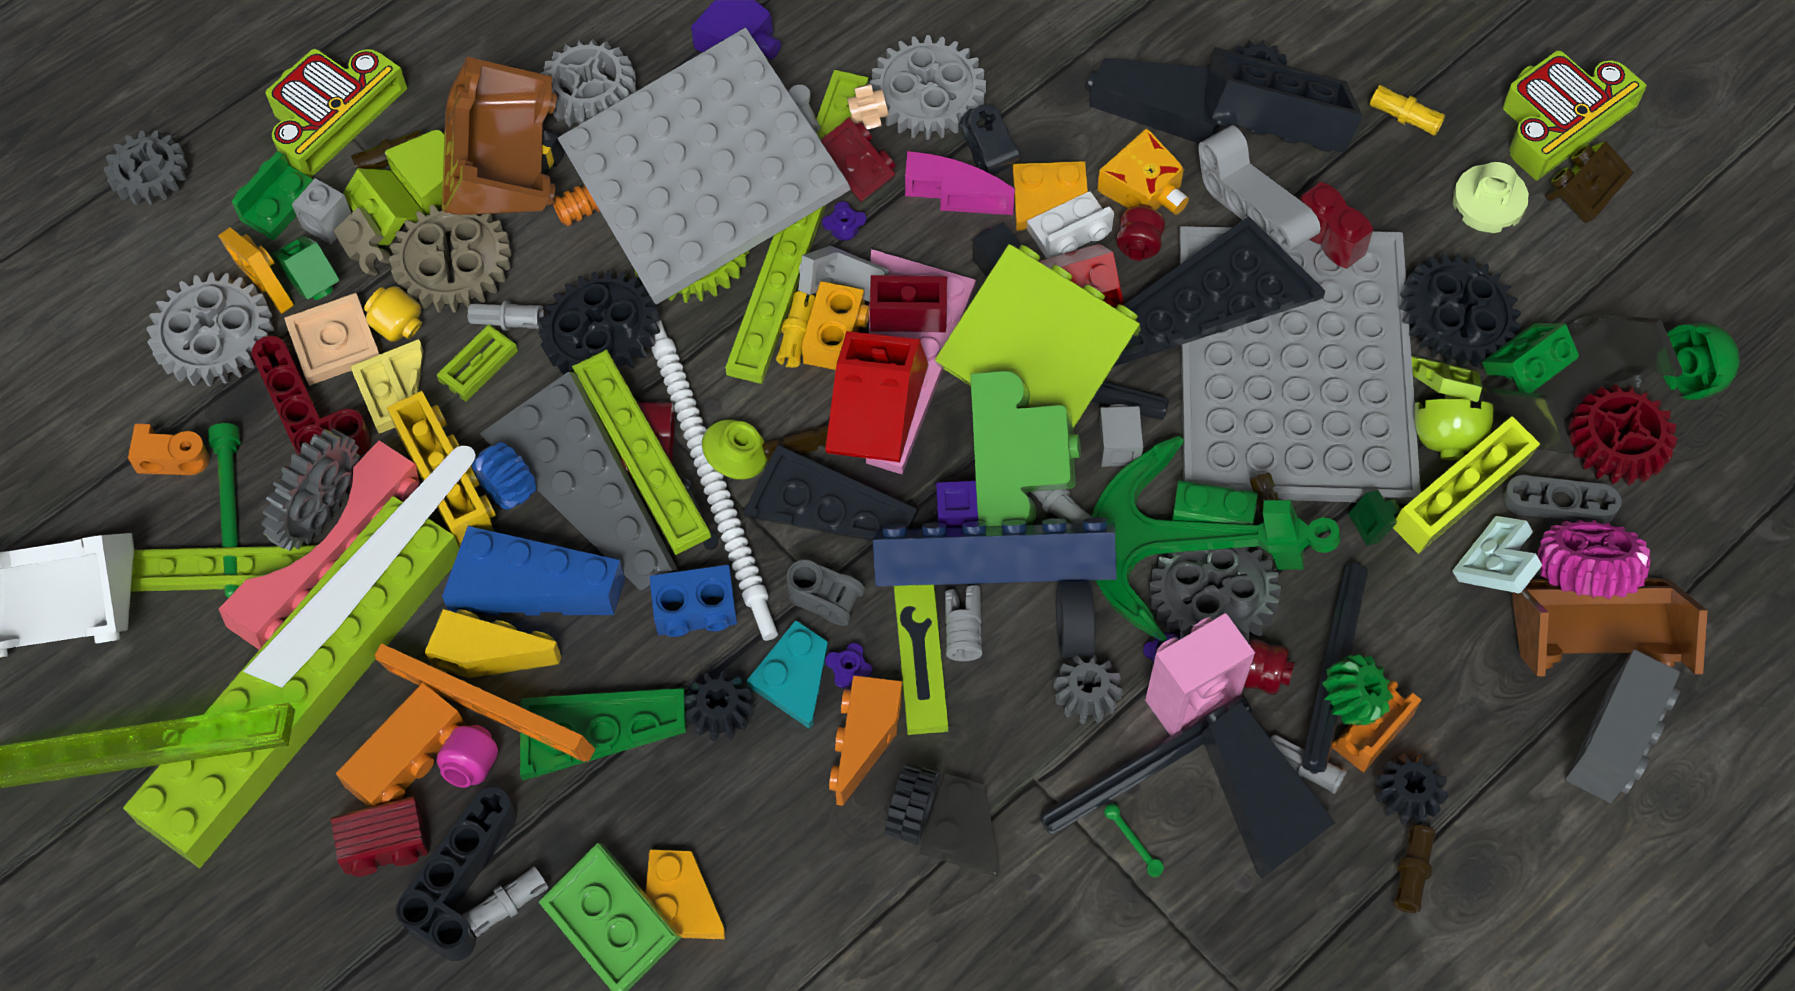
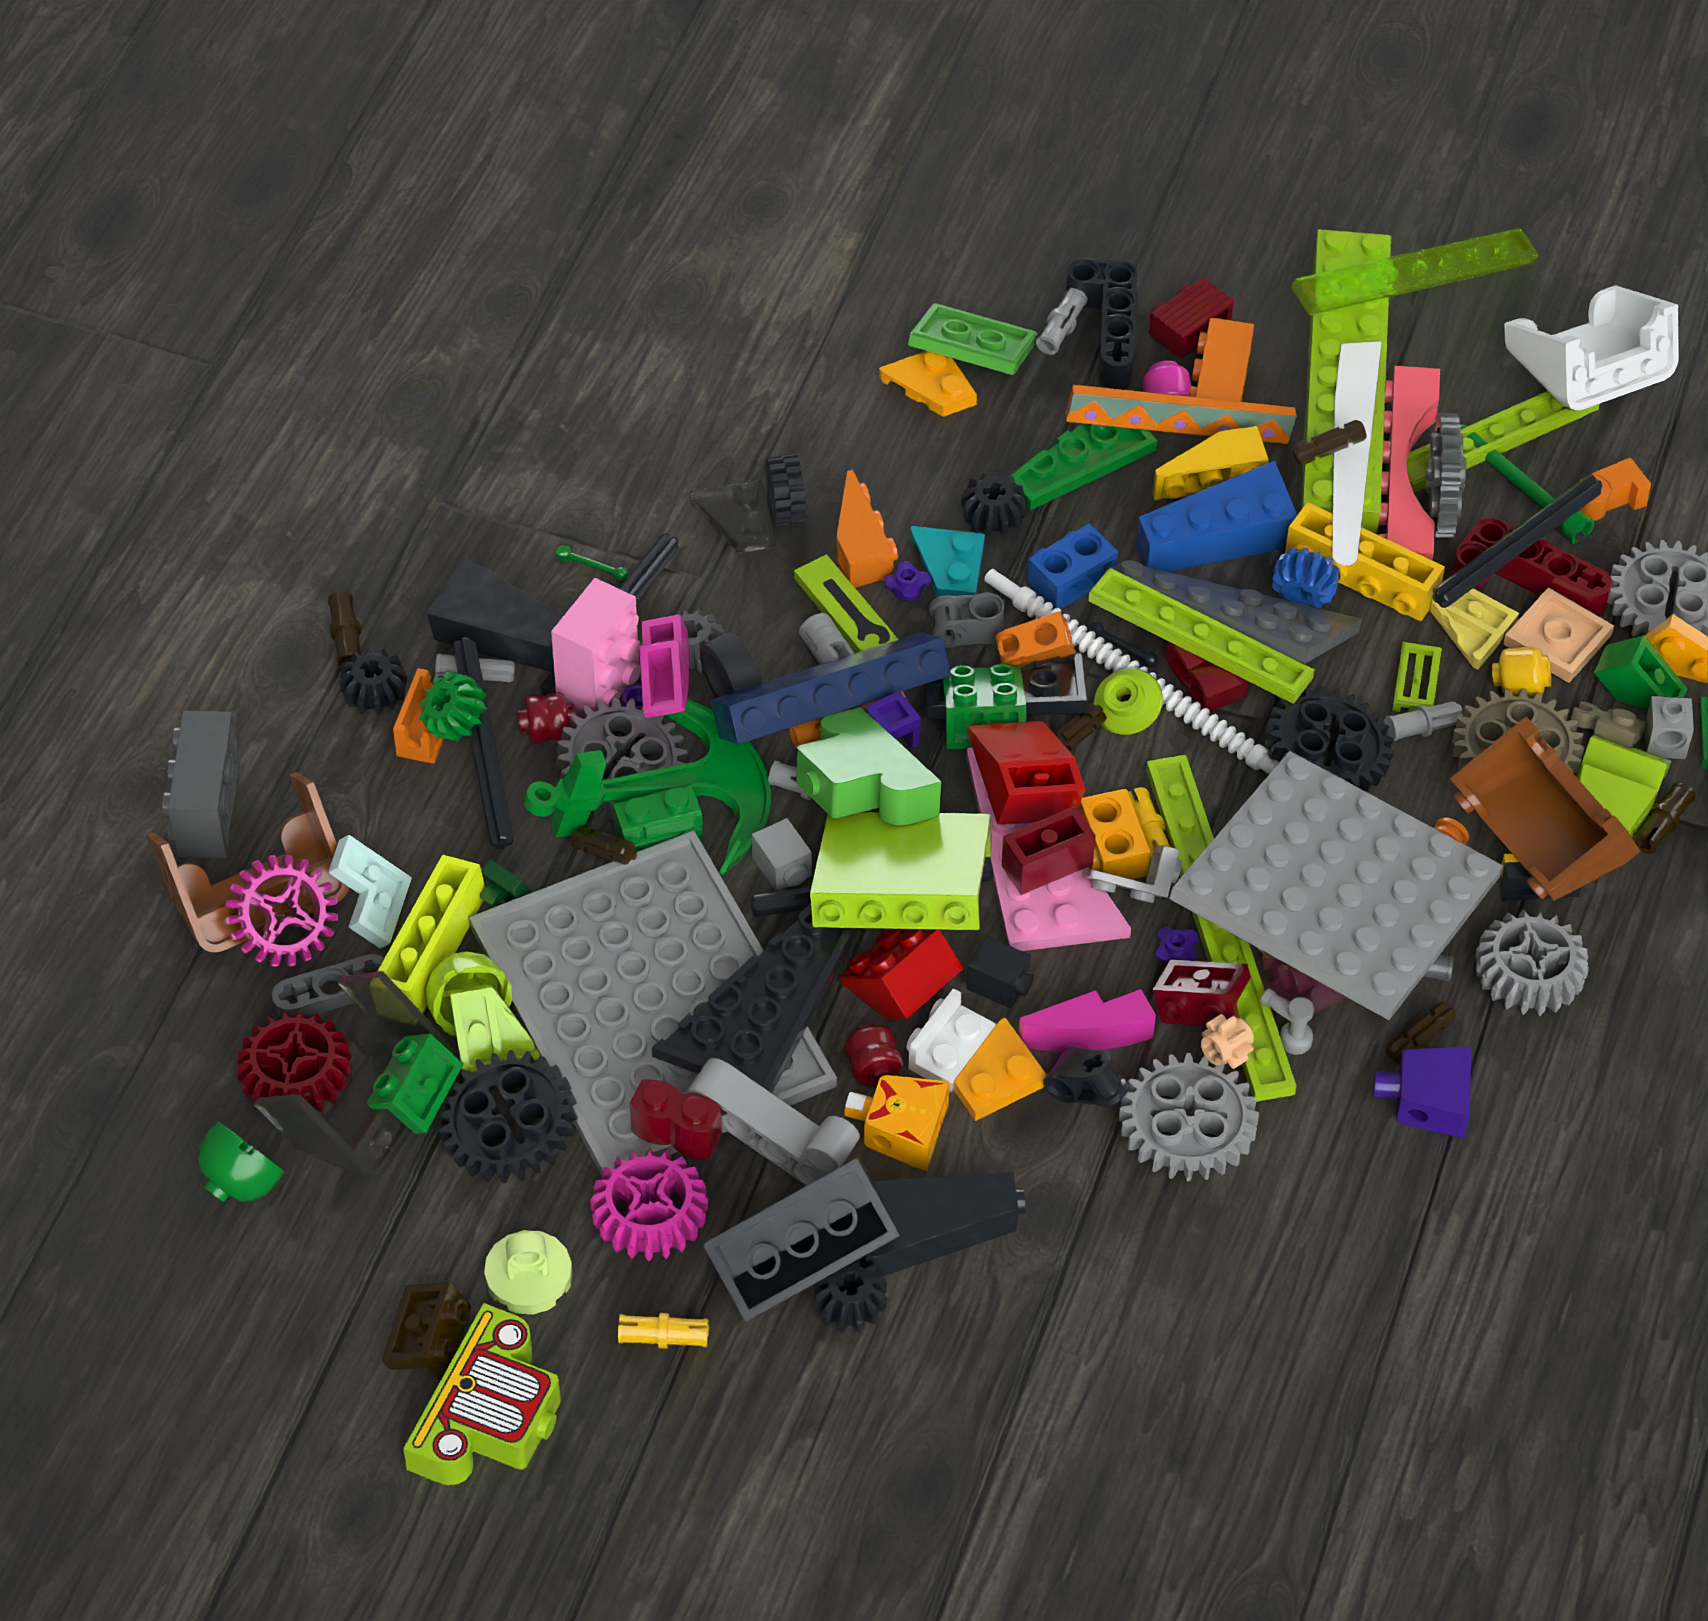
camera: 150 degrees right, 10 degrees down
(300, 407) = (1516, 541): none -> black axle
(387, 567) = (1329, 442): none -> dark brown axle
(781, 529) = (1035, 641): none -> orange leg
(858, 499) = (981, 698): none -> green bracket
(1143, 627) = (664, 666): none -> dark pink slope
(1379, 185) = (652, 1219): none -> dark pink gear

